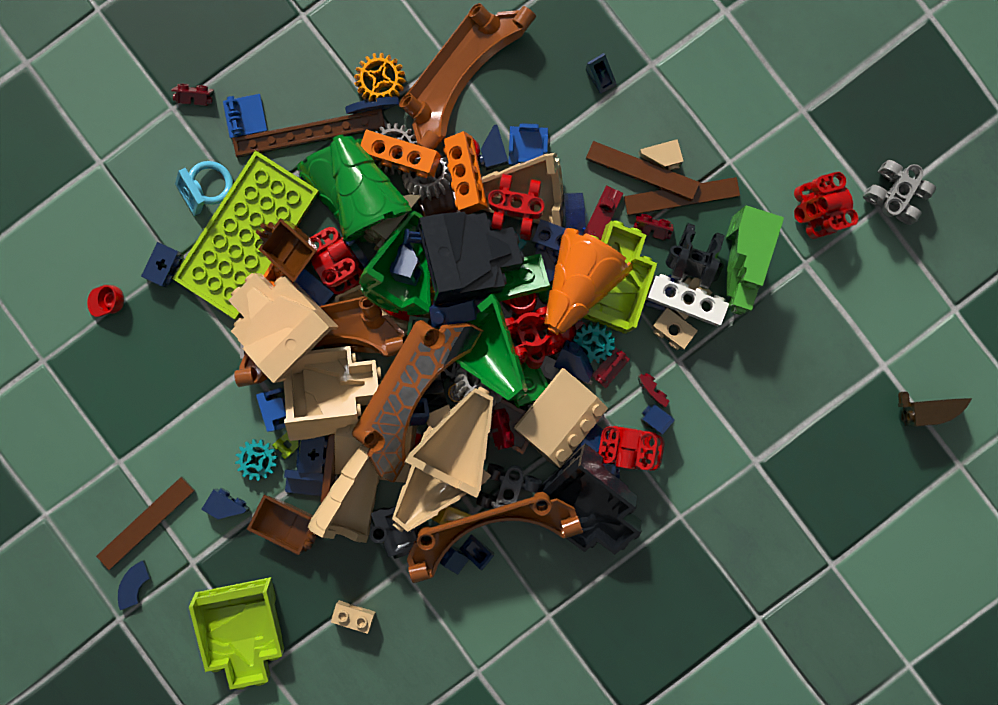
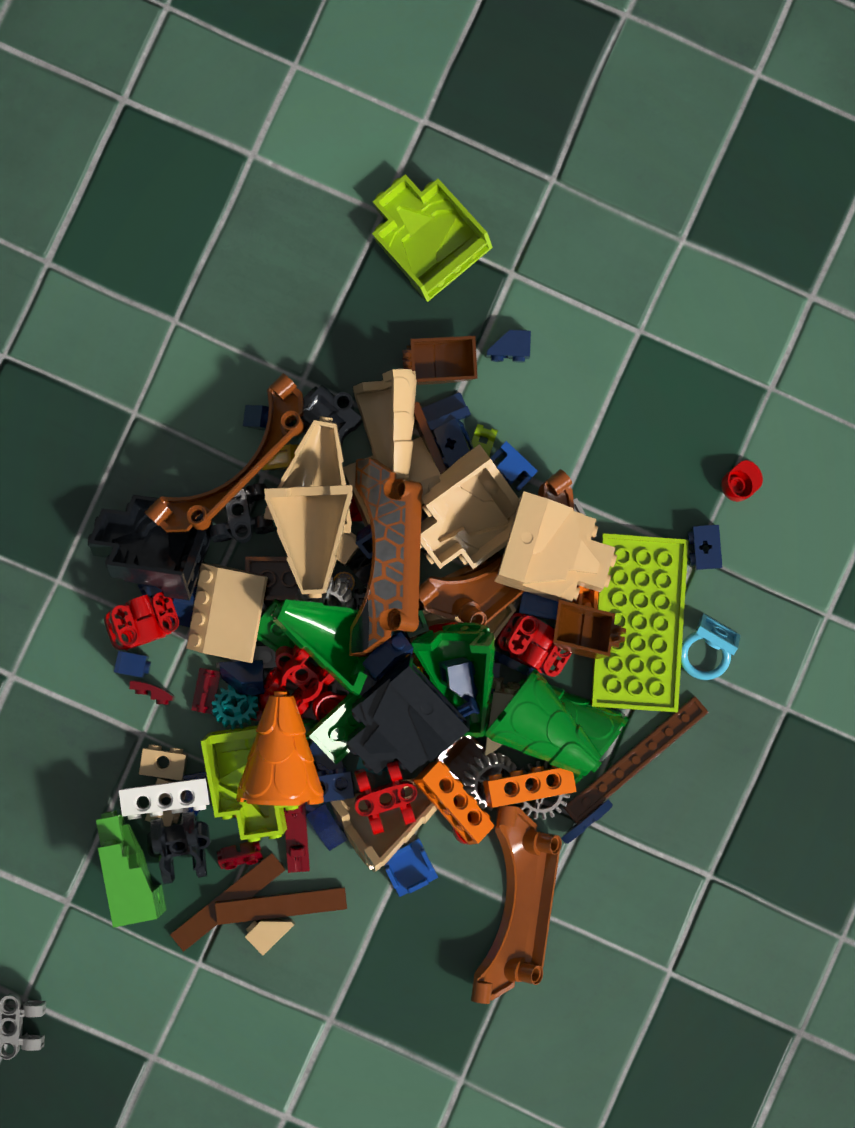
camera: 145 degrees right, 0 degrees up
(130, 585) = (559, 219): dark blue tile -> none
(145, 523) = (579, 287): reddish brown tile -> none
(200, 94) = (766, 739): dark red hinge -> none
(244, 115) = (709, 741): blue hinge -> none
(261, 467) = (514, 413): teal gear -> none
(353, 617) = (325, 308): tan brick -> none
(382, 71) = (596, 866): light orange gear -> none
(477, 552) = (238, 436): dark blue slope -> none
(493, 151) = (440, 843): dark blue slope -> none
(504, 437) = (271, 563): dark red hinge -> none
(601, 73) = (375, 981): dark blue slope -> none
(825, 205) = (78, 969): red piece -> none

